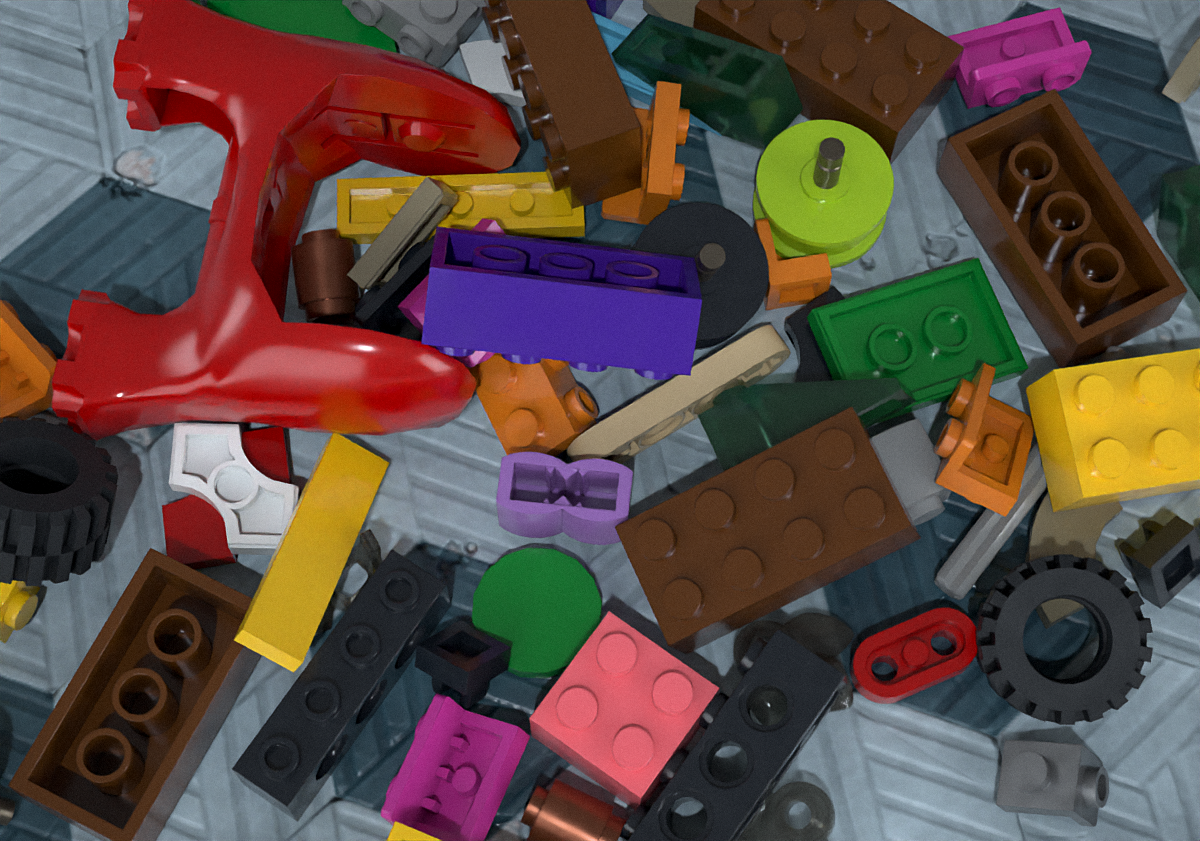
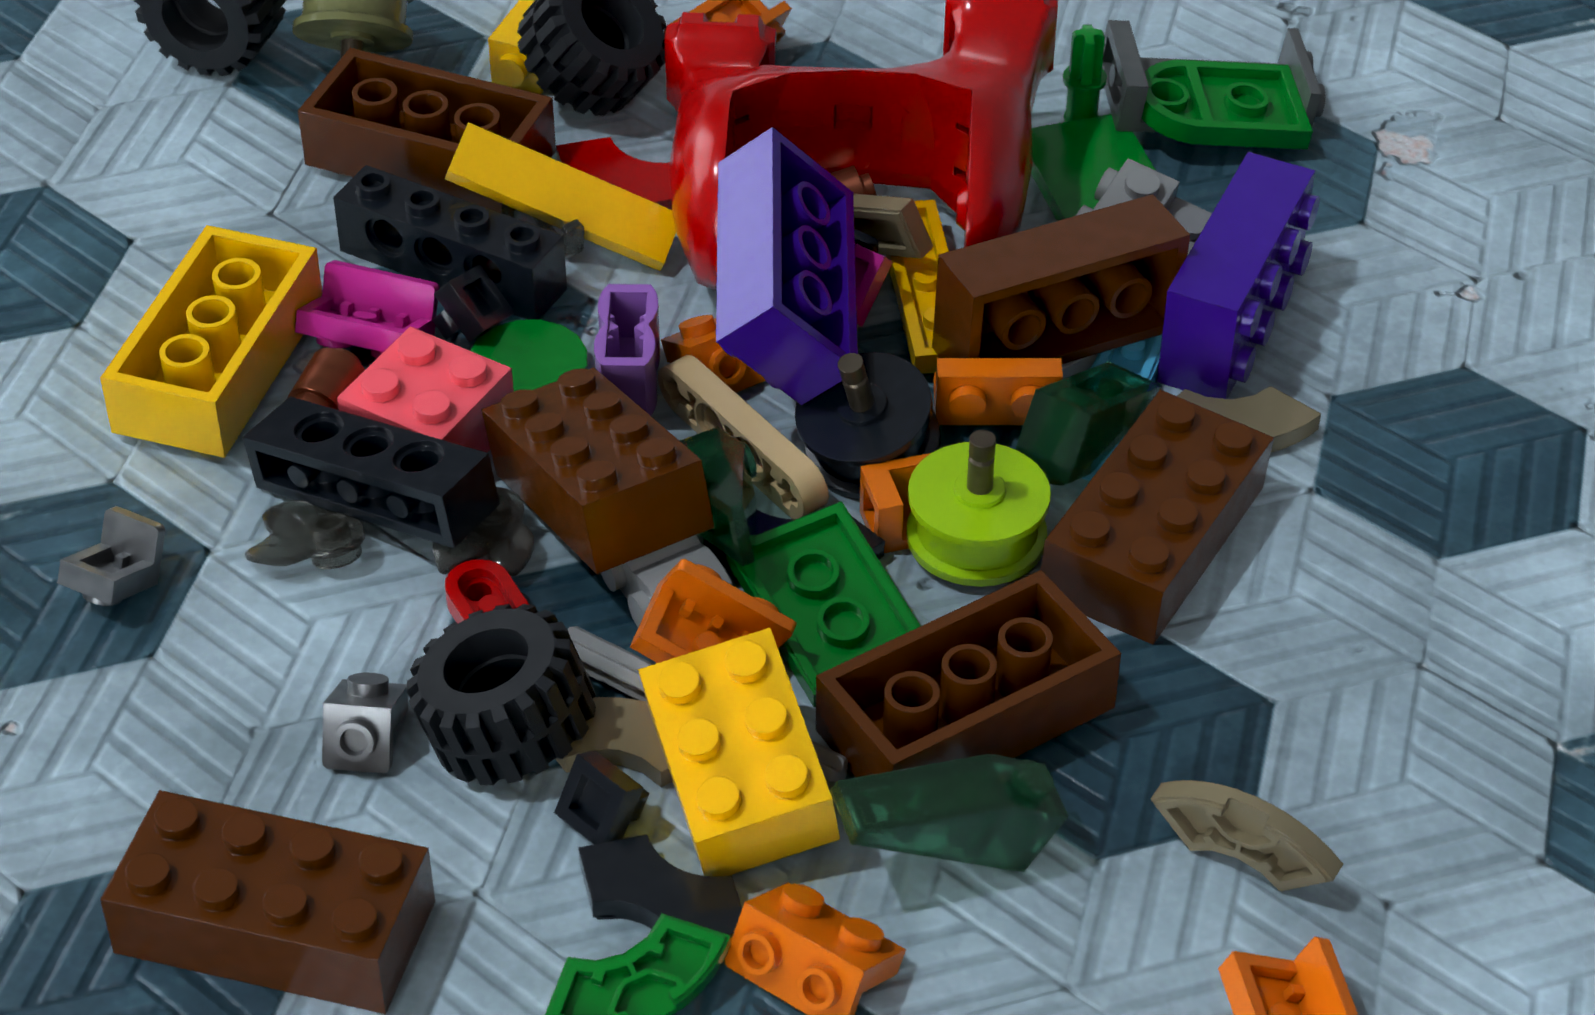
camera: 85 degrees right, 25 degrees down
(213, 466) = (635, 158): white tile -> none
(1019, 59) = (1182, 671): dark pink bracket -> none

